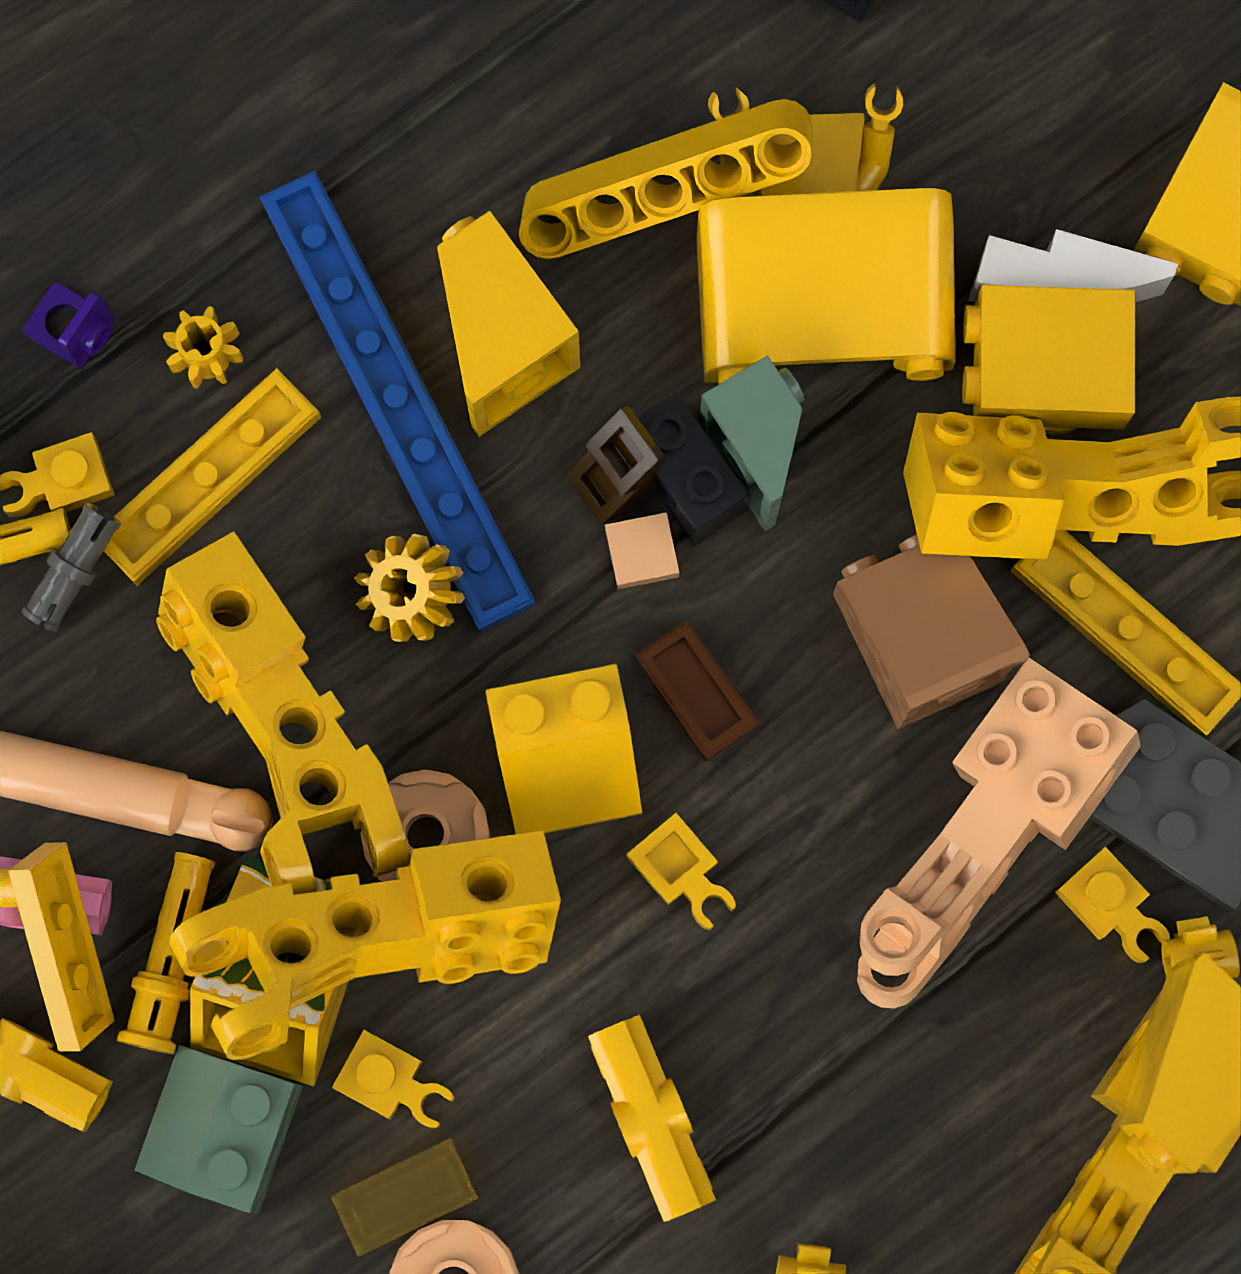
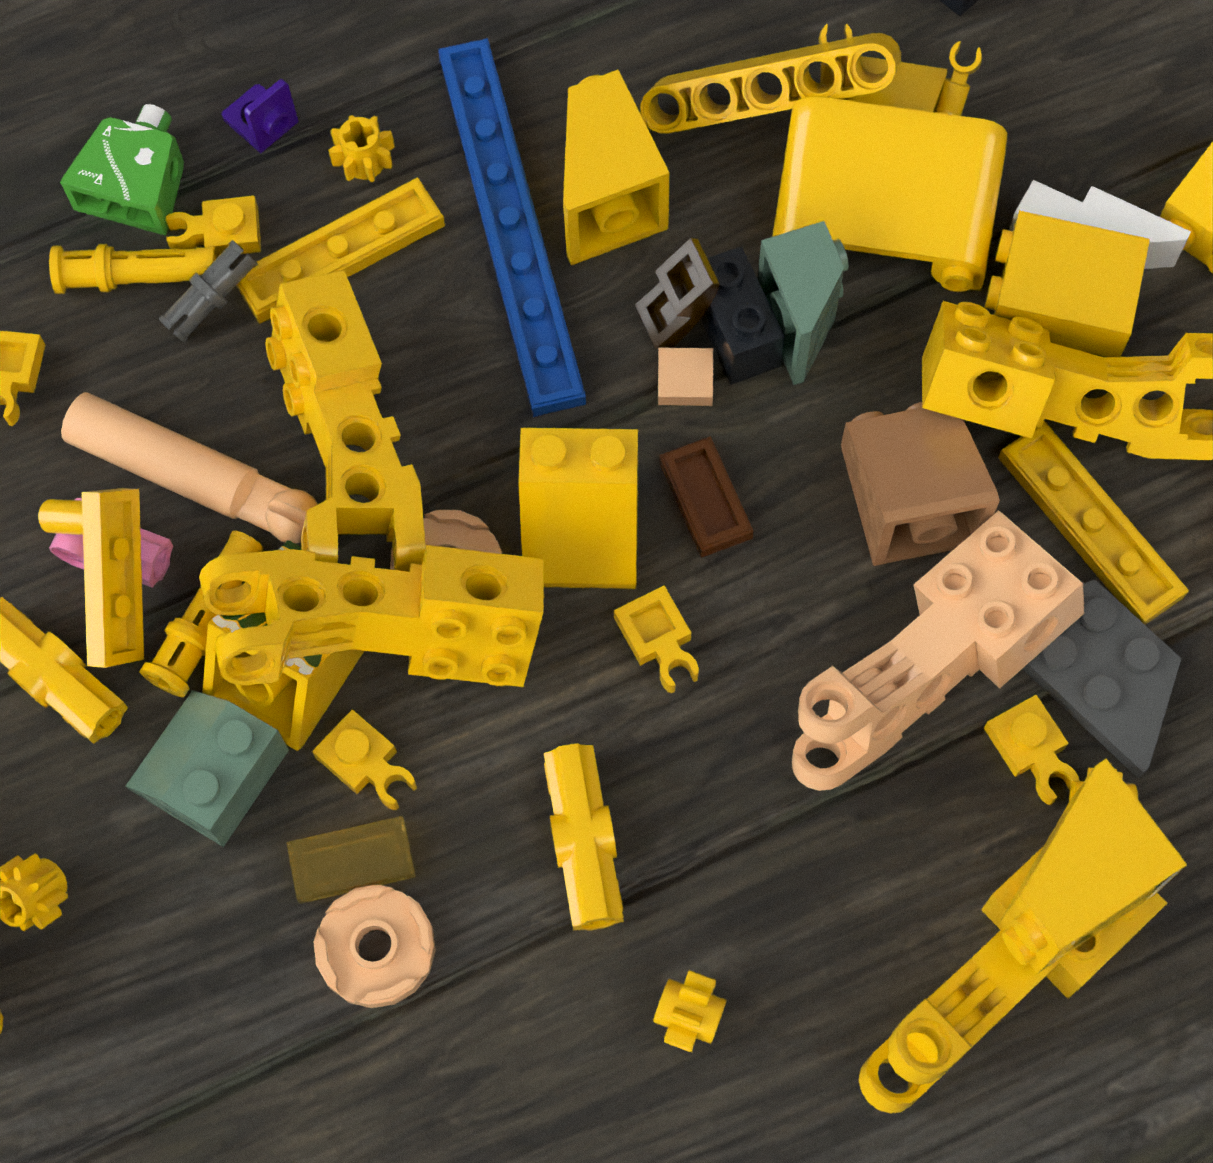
camera: 15 degrees right, 10 degrees down
(398, 609) = (484, 380): yellow gear -> none

